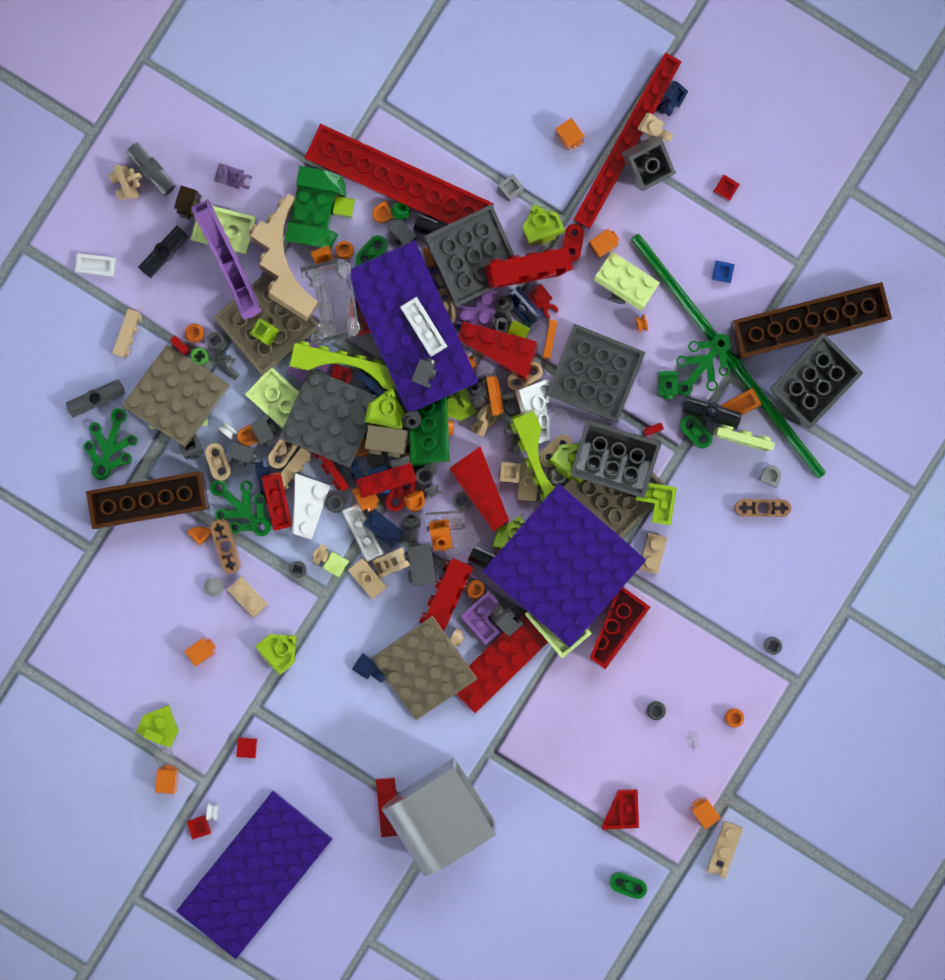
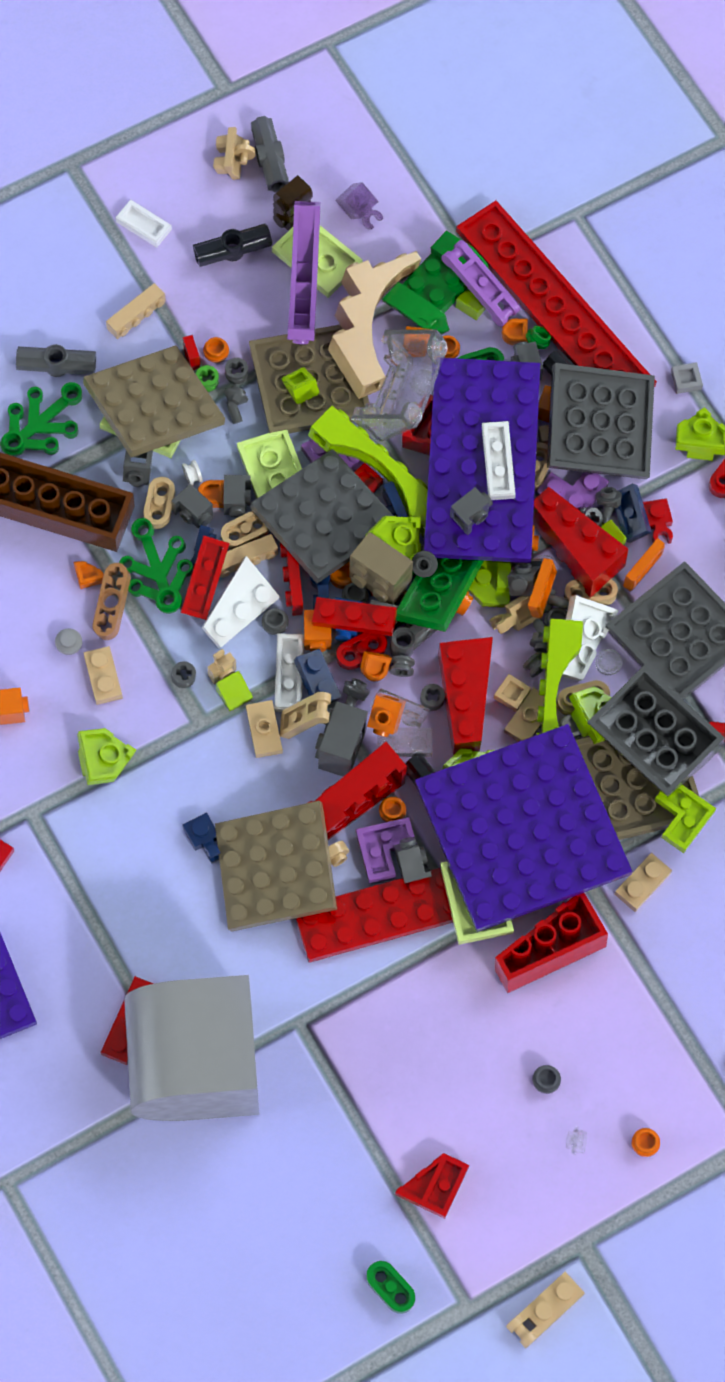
camera: 25 degrees right, 20 degrees down
(343, 195) = (481, 282): none -> medium lavender plate
(528, 268) = (662, 467): red wedge -> none
(704, 812) = (544, 1243): orange brick -> none

